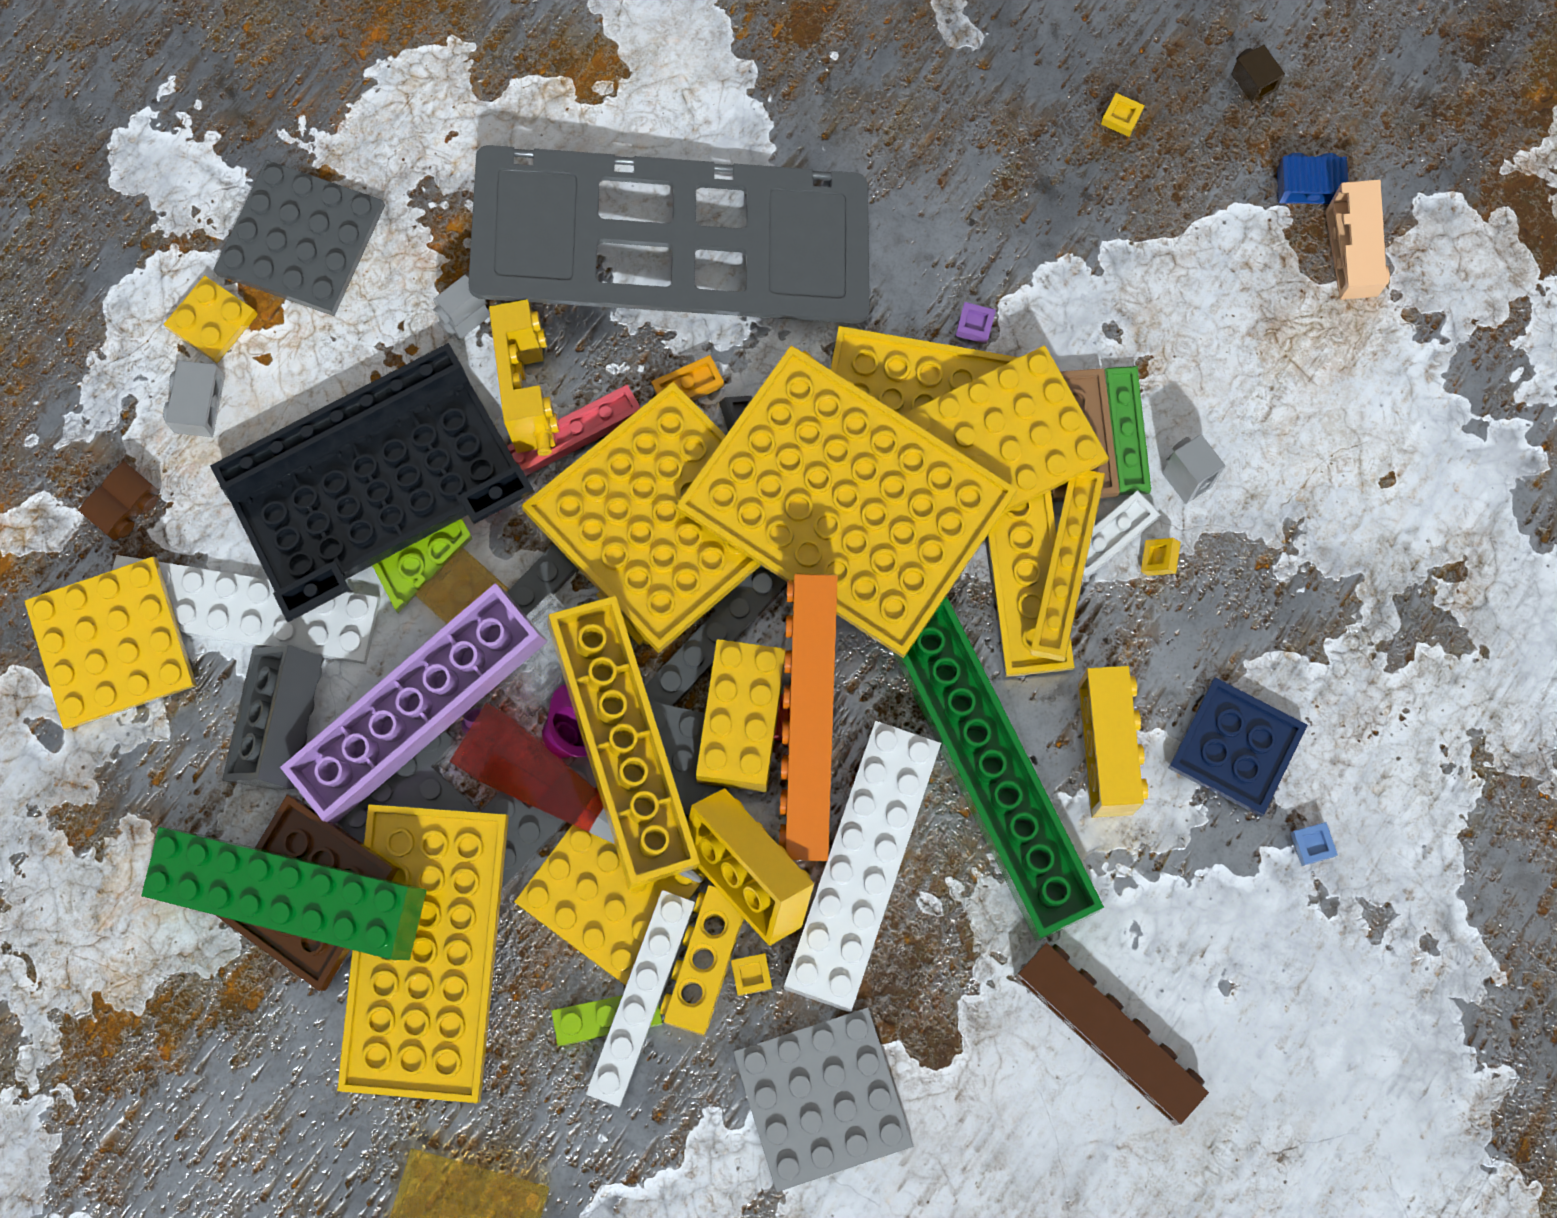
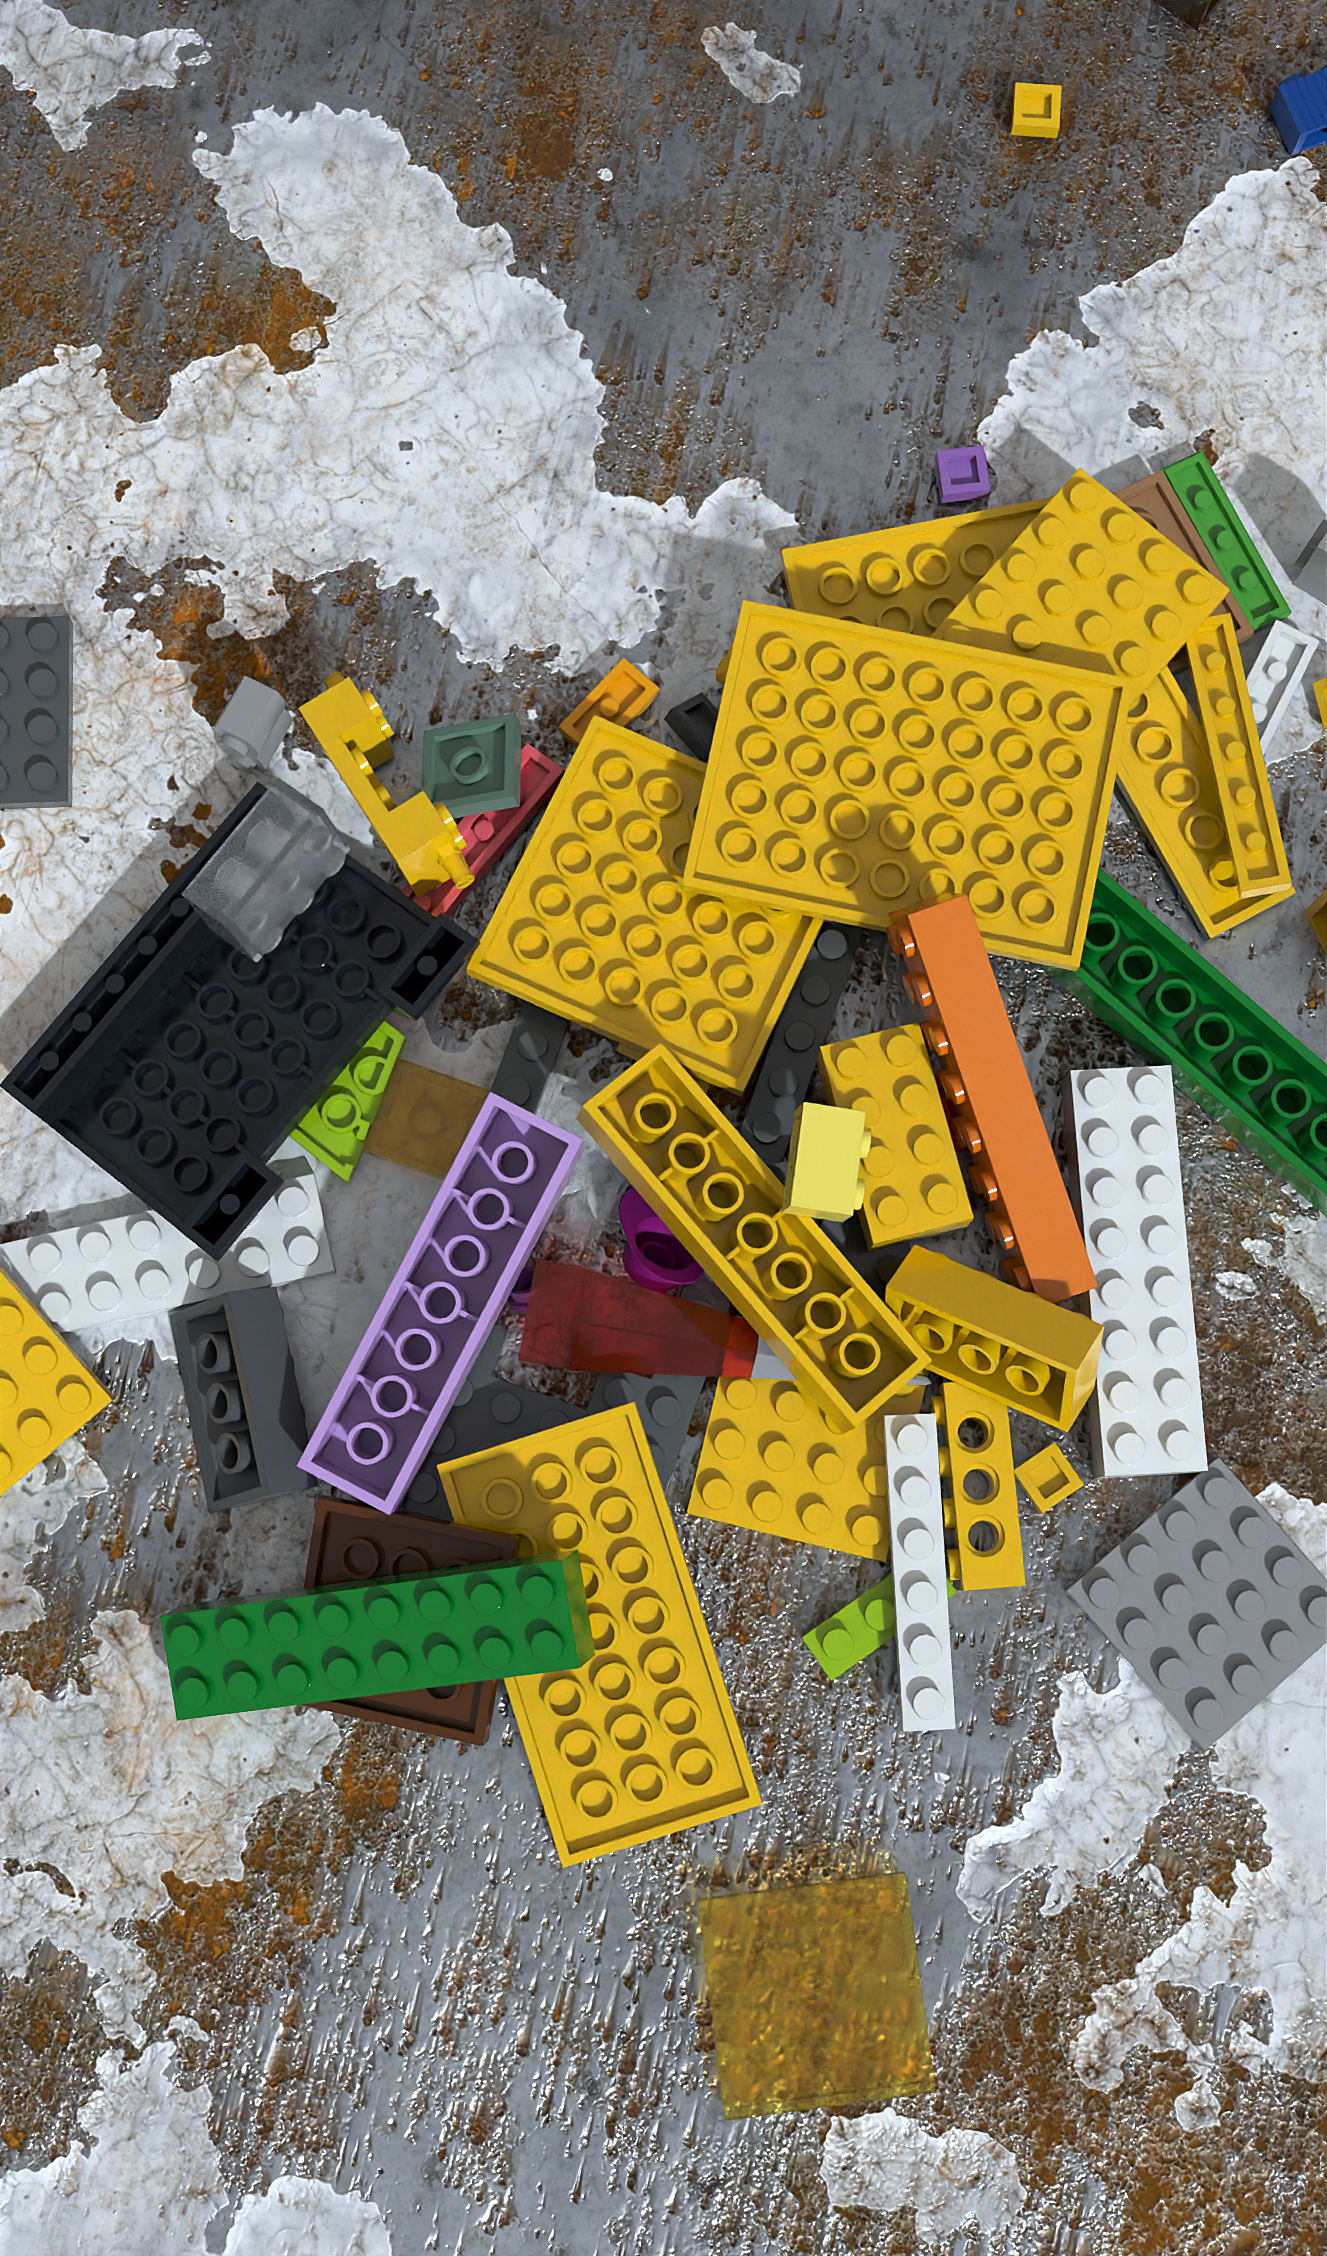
camera: 25 degrees left, 5 degrees up
(427, 398) = (267, 870): none -> clear brick
(542, 230) = (324, 574): dark grey door -> none
(585, 385) = (473, 765): none -> sand green plate
(682, 710) = (825, 1162): none -> light yellow brick

